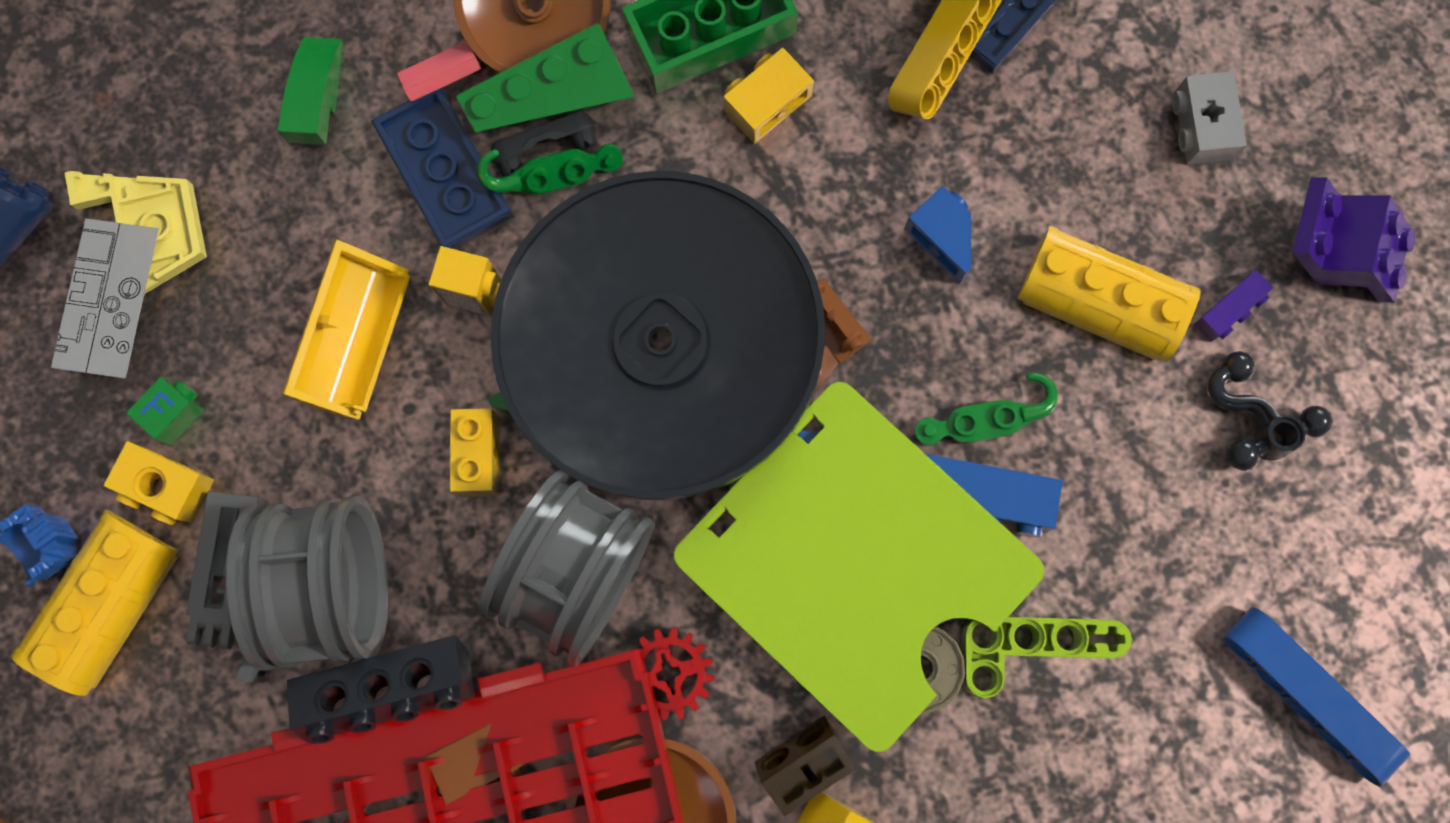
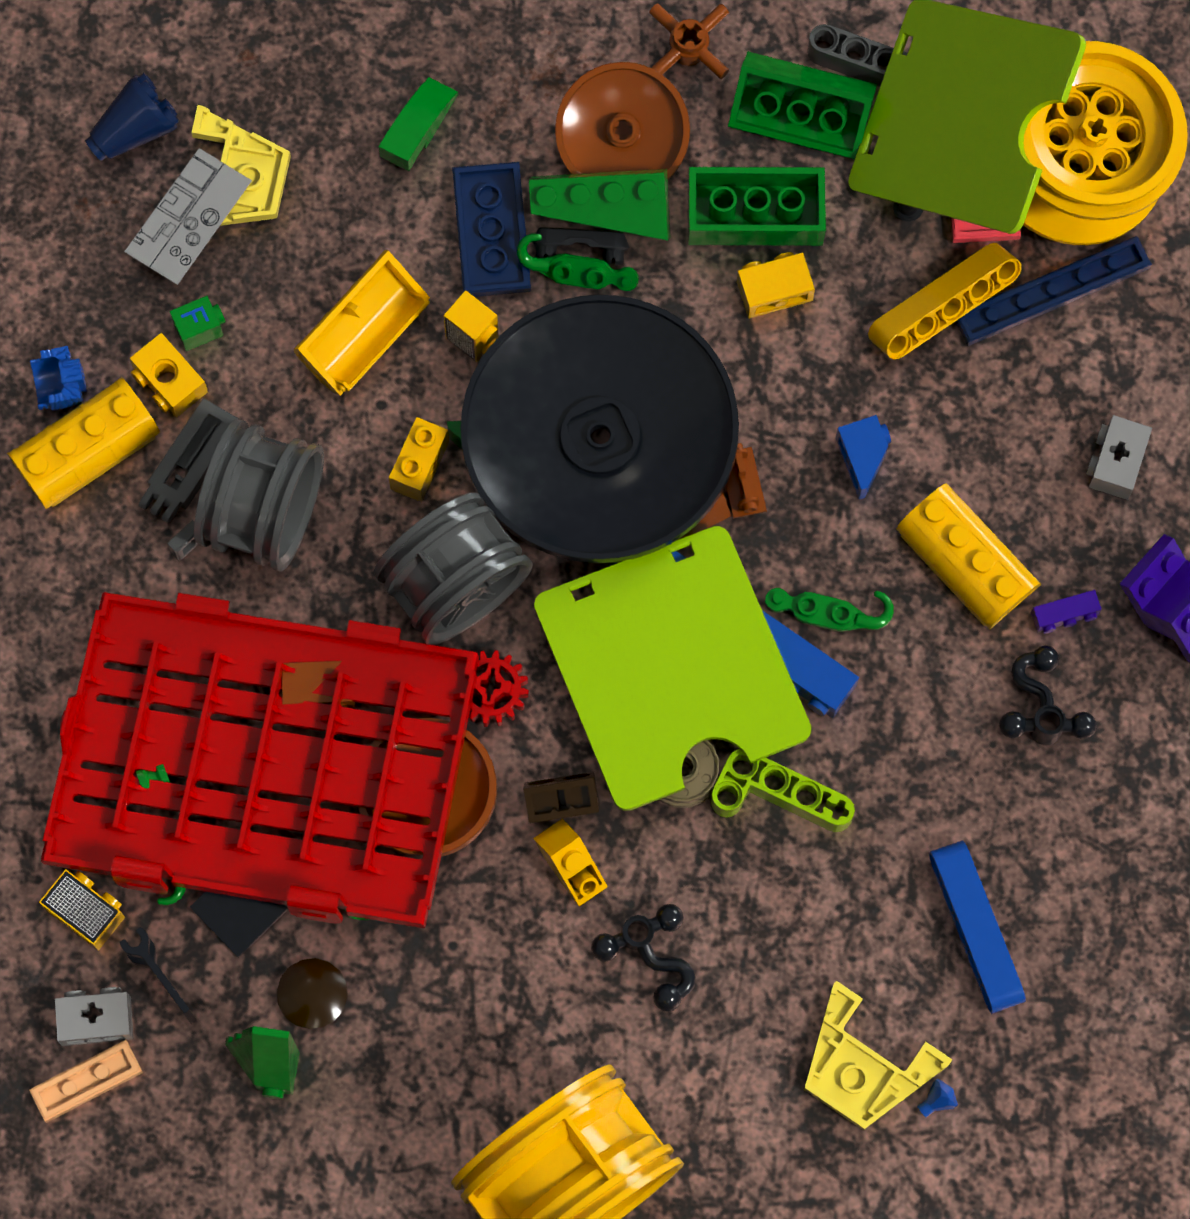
camera: 20 degrees right, 5 degrees down
(316, 694) = (276, 594): black brick -> none
(438, 71) = (523, 151): coral tile -> none

